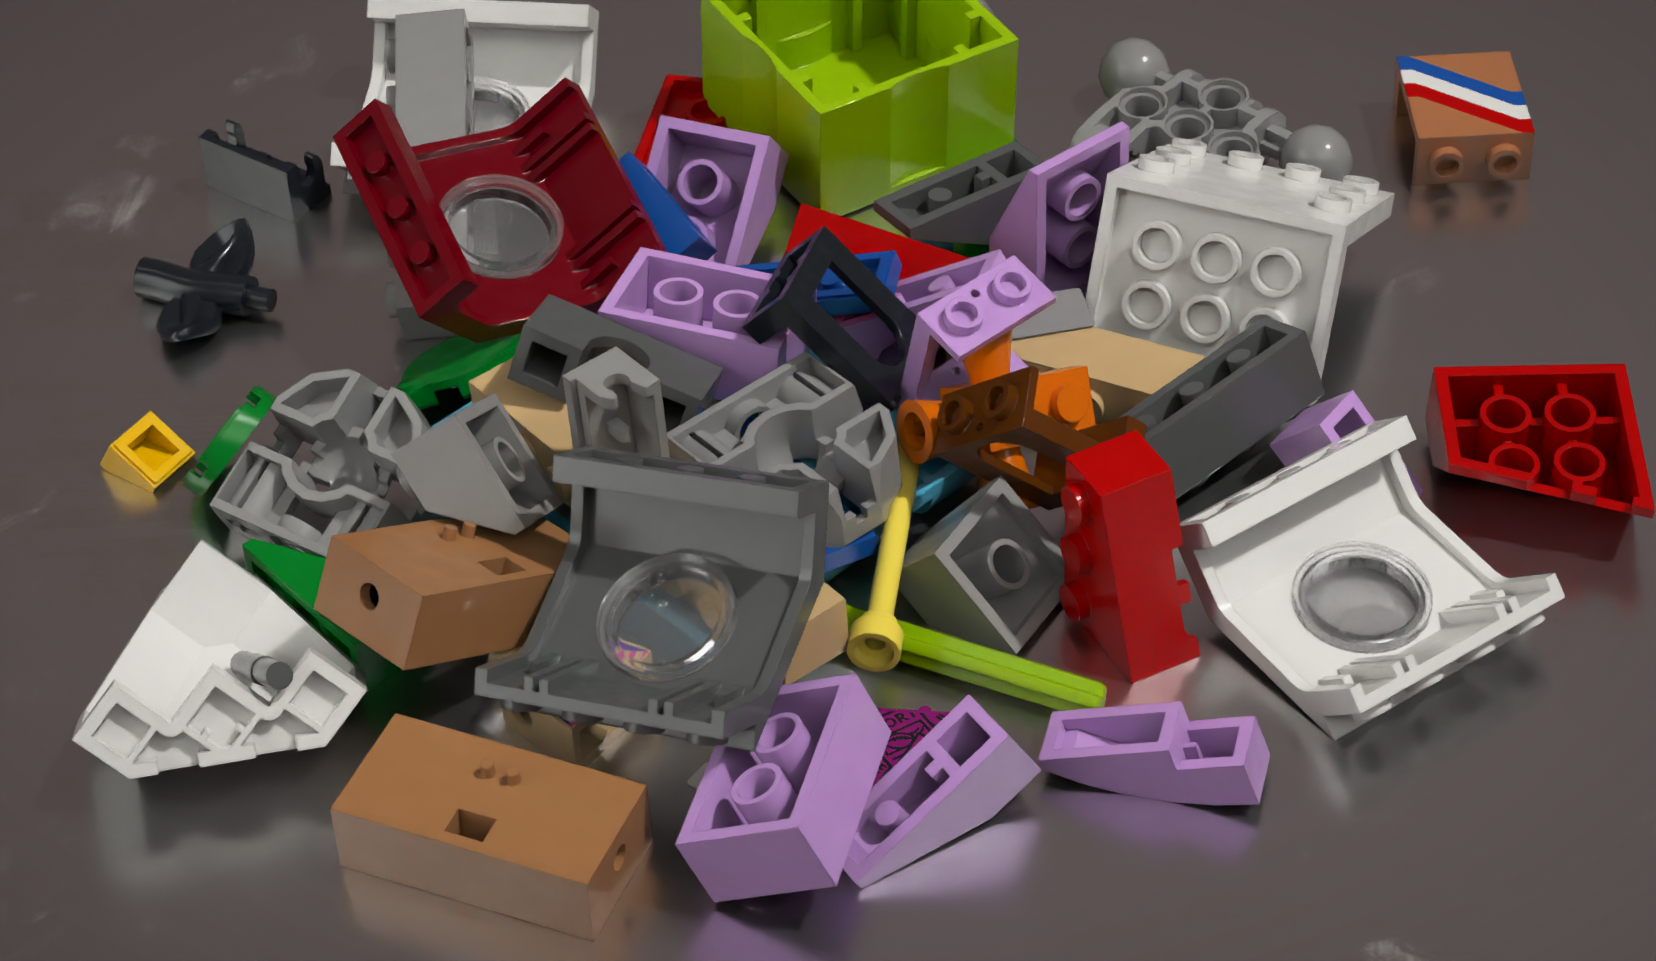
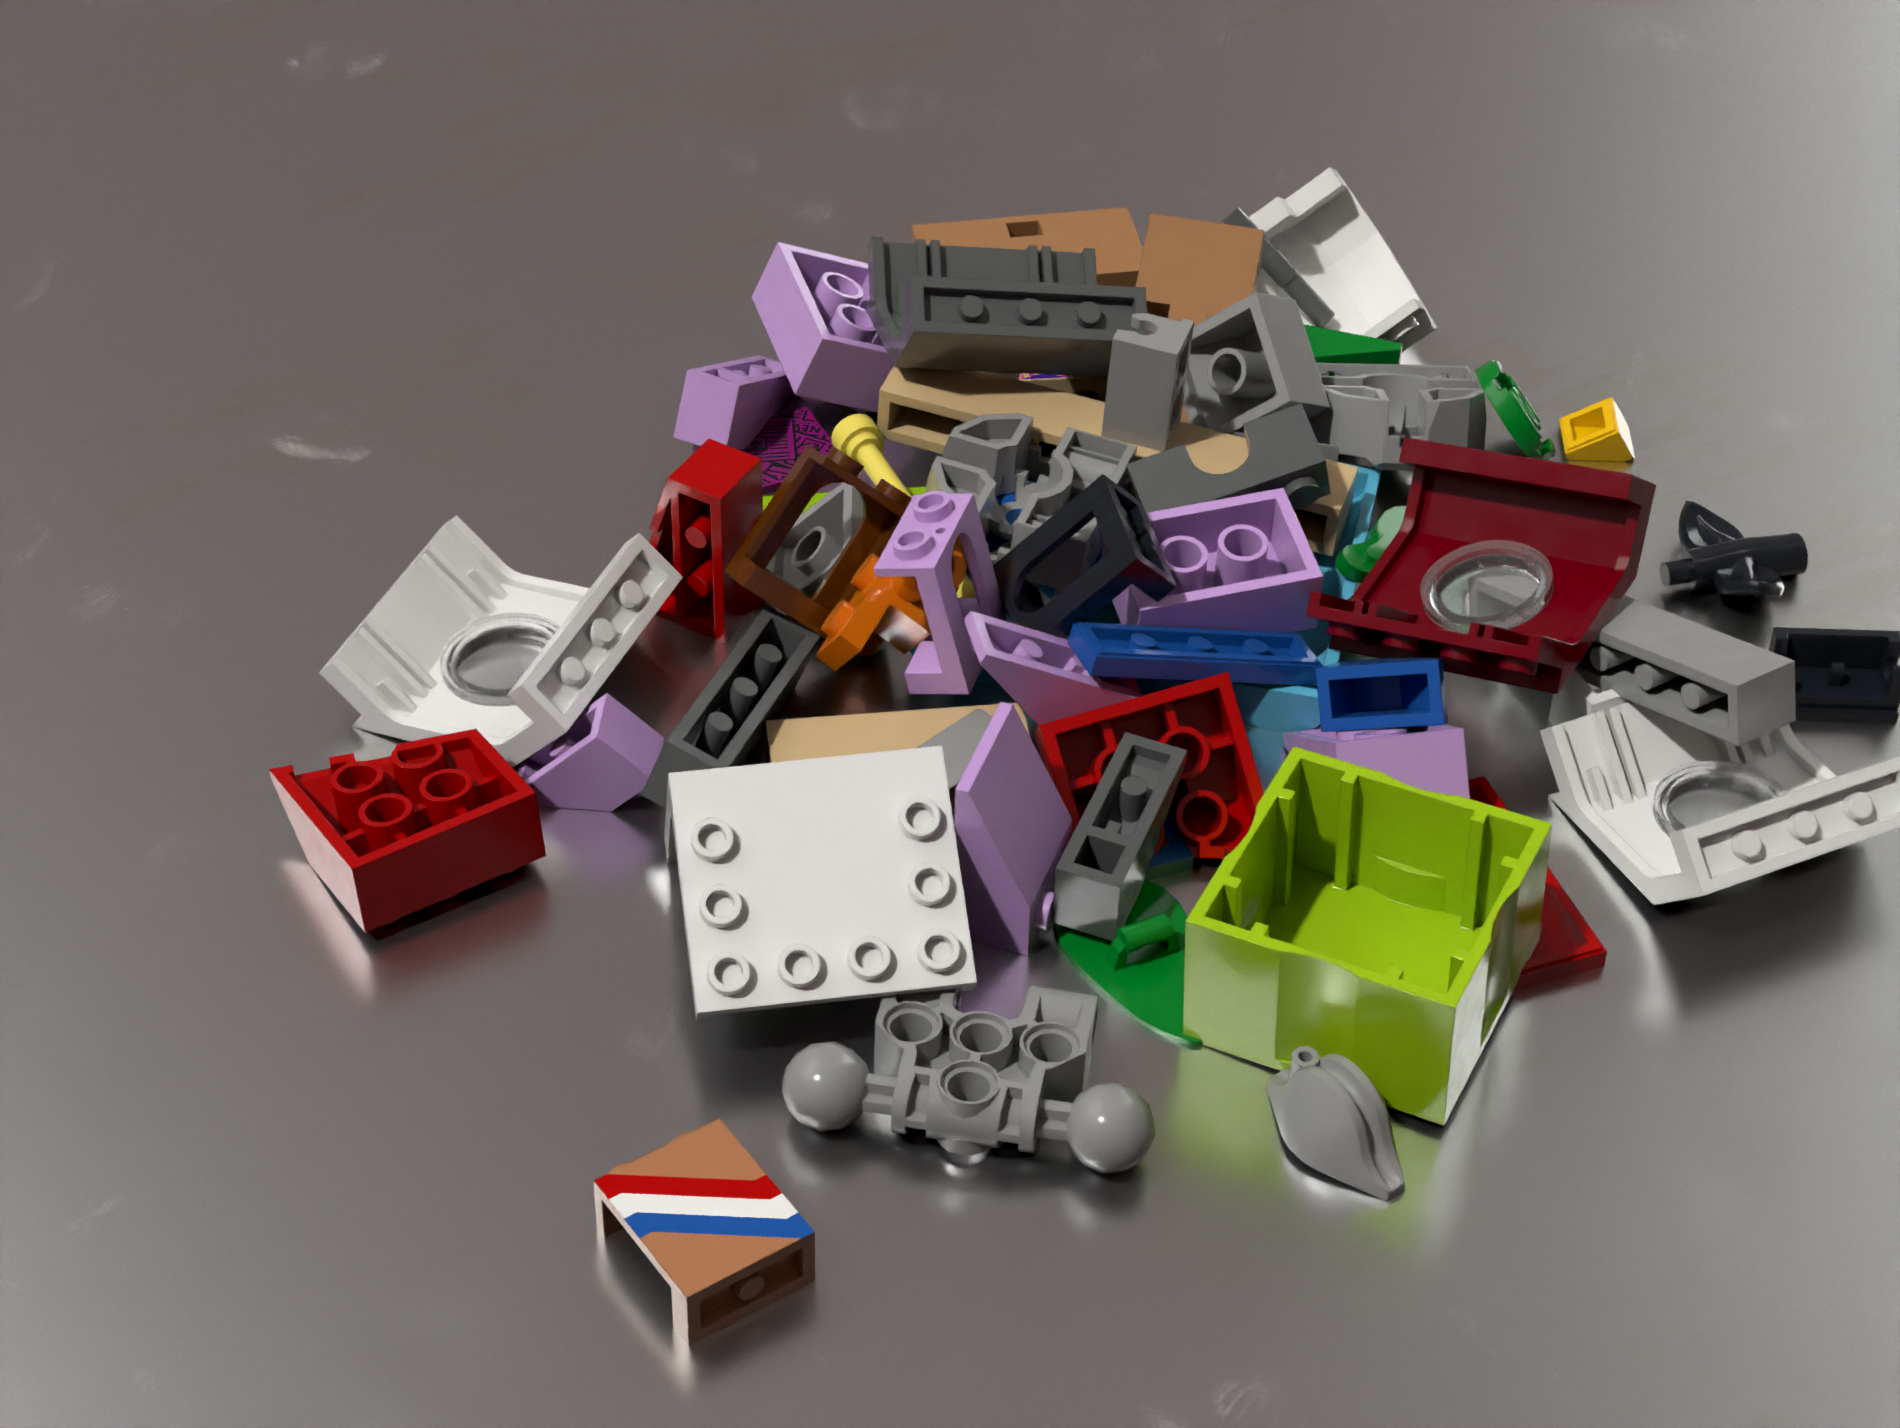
camera: 145 degrees right, 0 degrees up
(1158, 753) = (587, 491): lavender slope -> none

